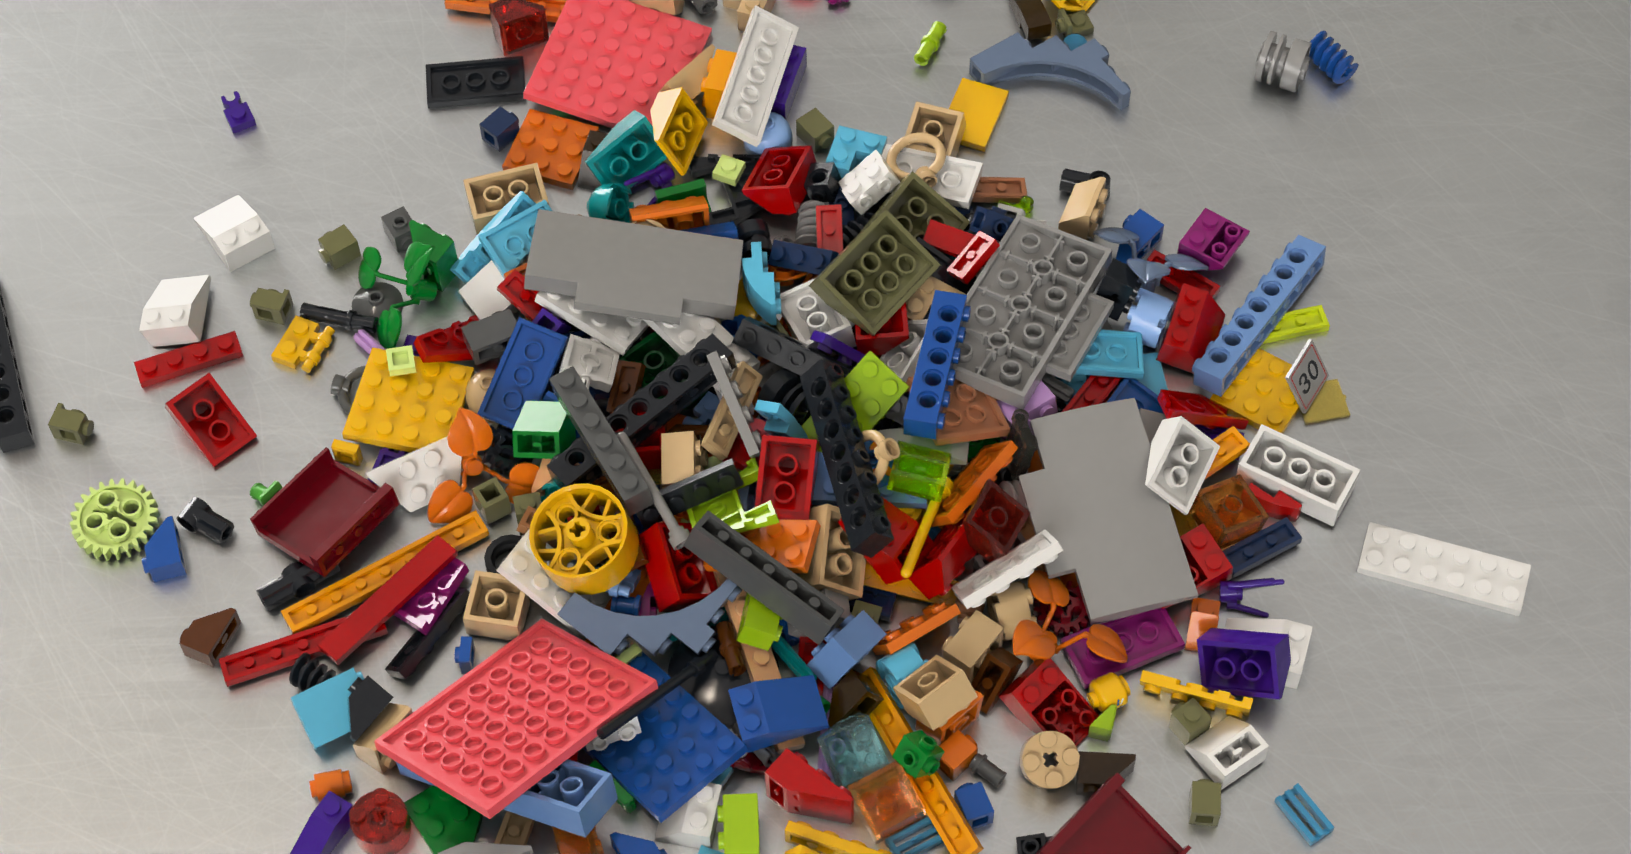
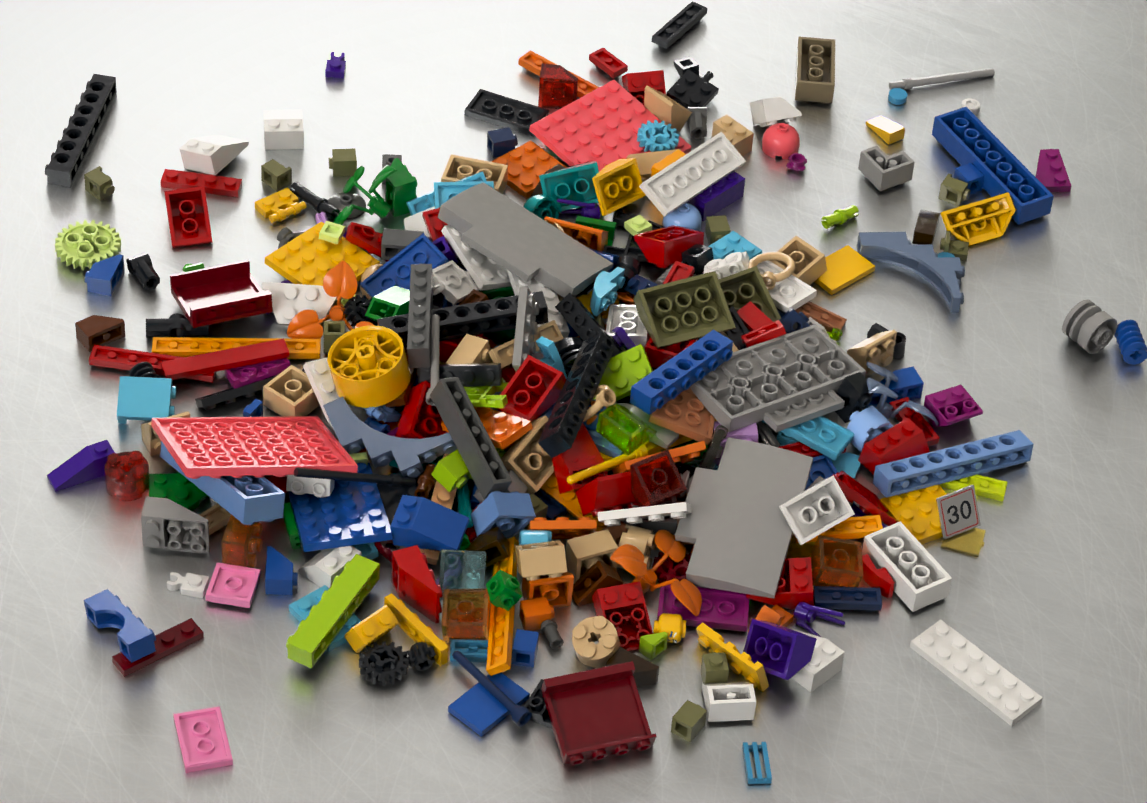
camera: 25 degrees right, 15 degrees down
(334, 781) = (117, 441): orange brick -> none
(347, 452) = (261, 272): yellow tile -> none
(365, 704) = (163, 402): black slope -> none
(687, 44) = (657, 136): none -> medium azure gear

